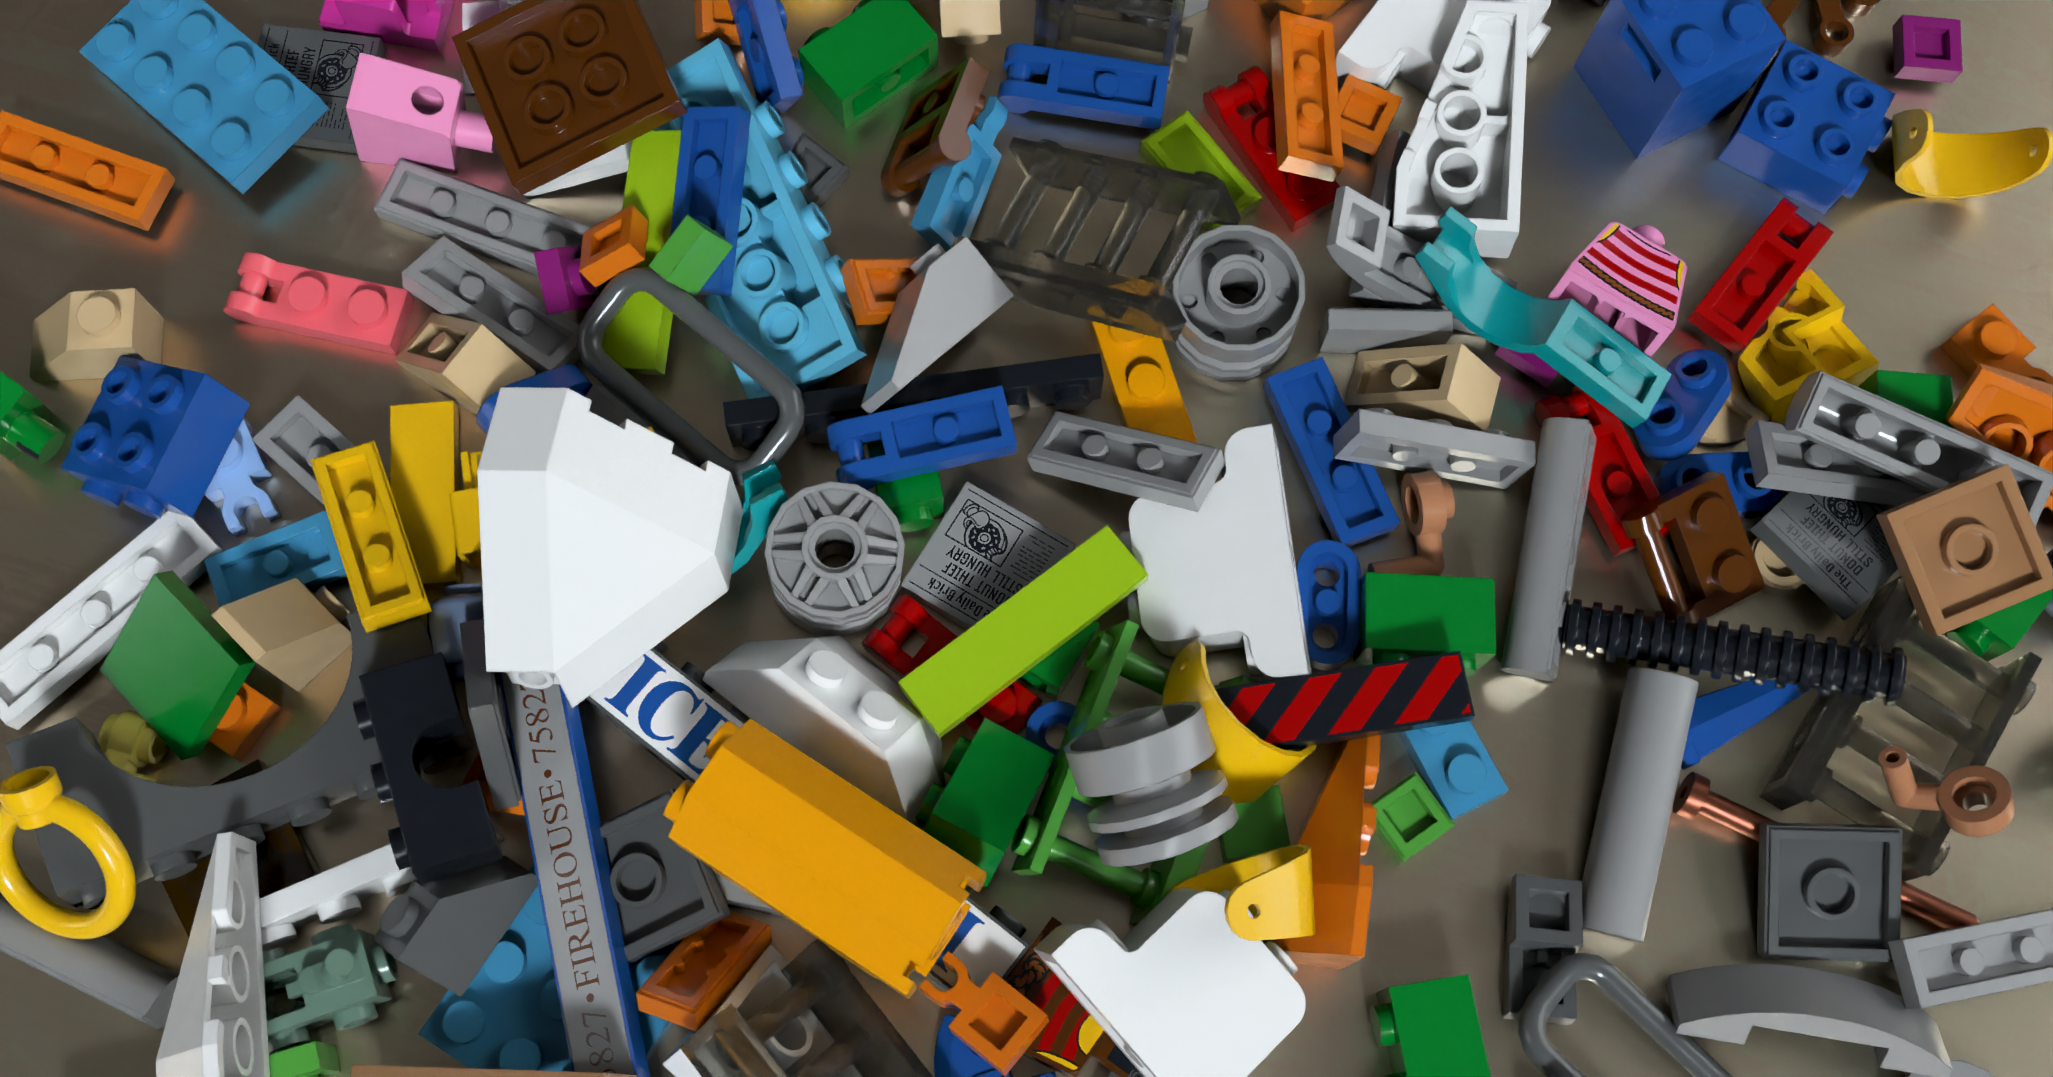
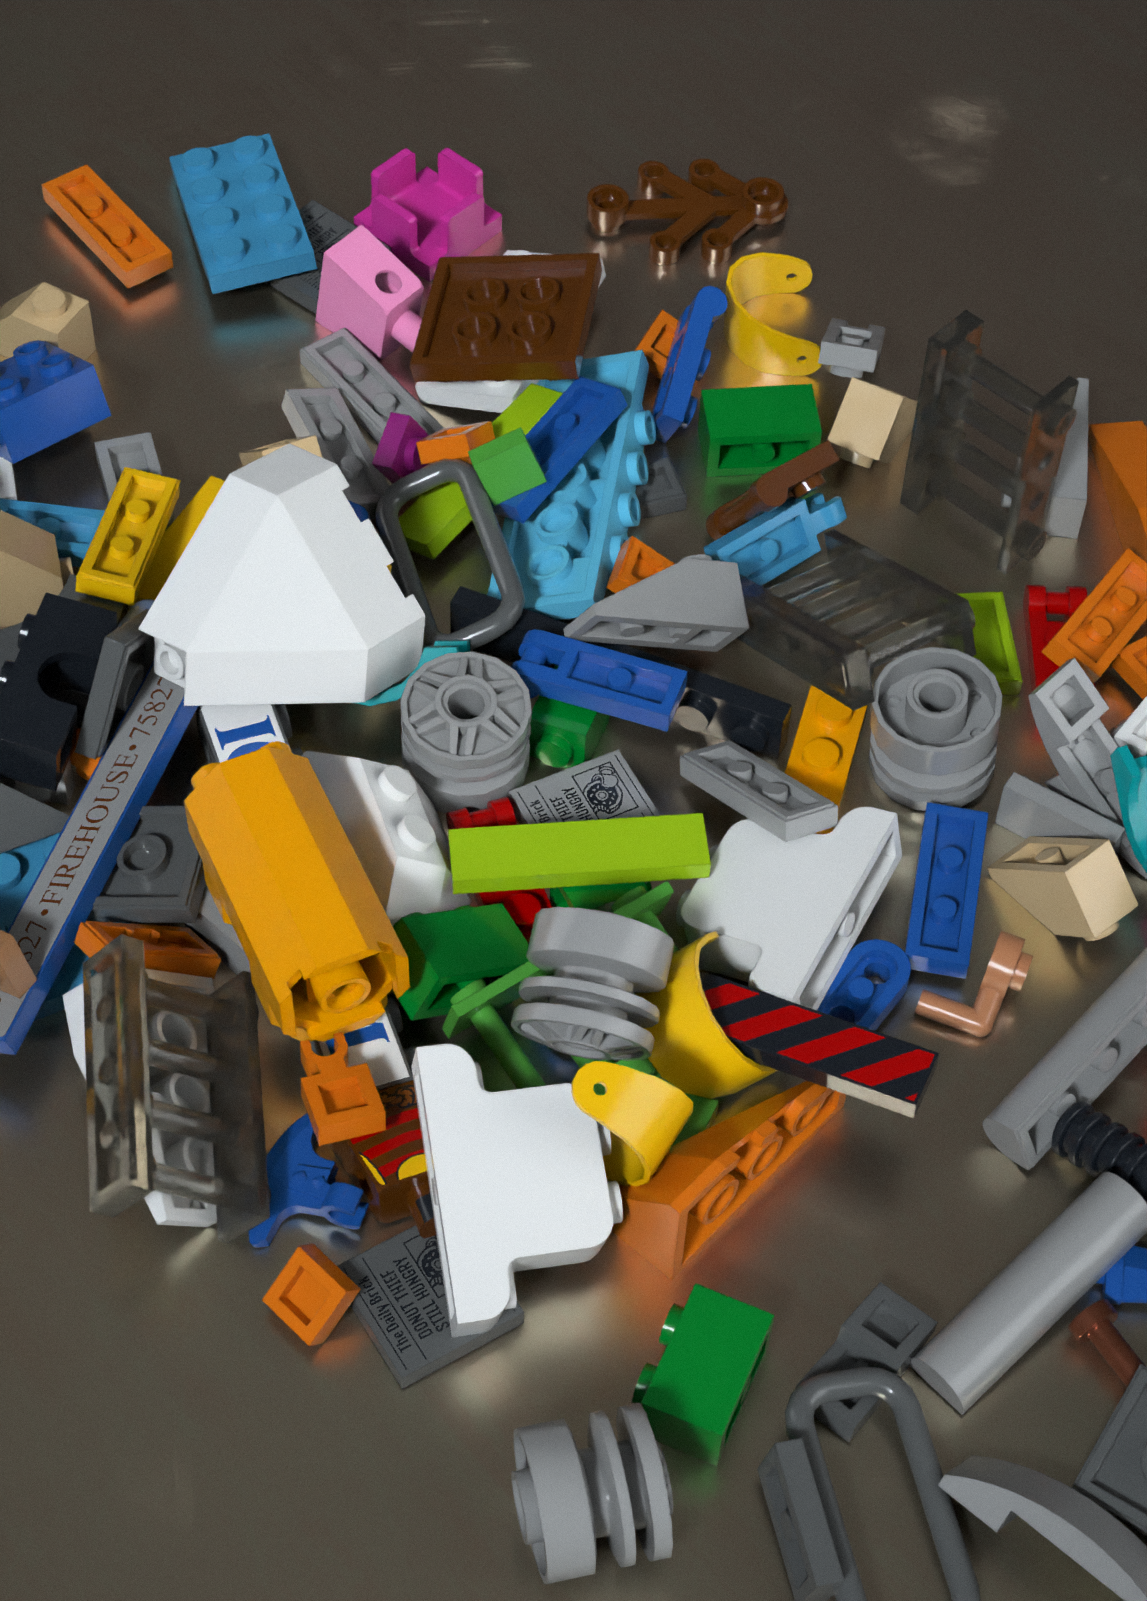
camera: 35 degrees right, 20 degrees down
(238, 481) = (65, 465): light blue plate -> none
(320, 304) = (213, 391): coral plate -> none
(1084, 86) = (926, 534): blue plate -> none
(1409, 818) = (816, 1196): bright green tile -> none
(1416, 446) = (1052, 932): light grey plate -> none
(1426, 617) = (970, 1048): green brick -> none
(1454, 766) = (889, 1168): dark azure plate -> none

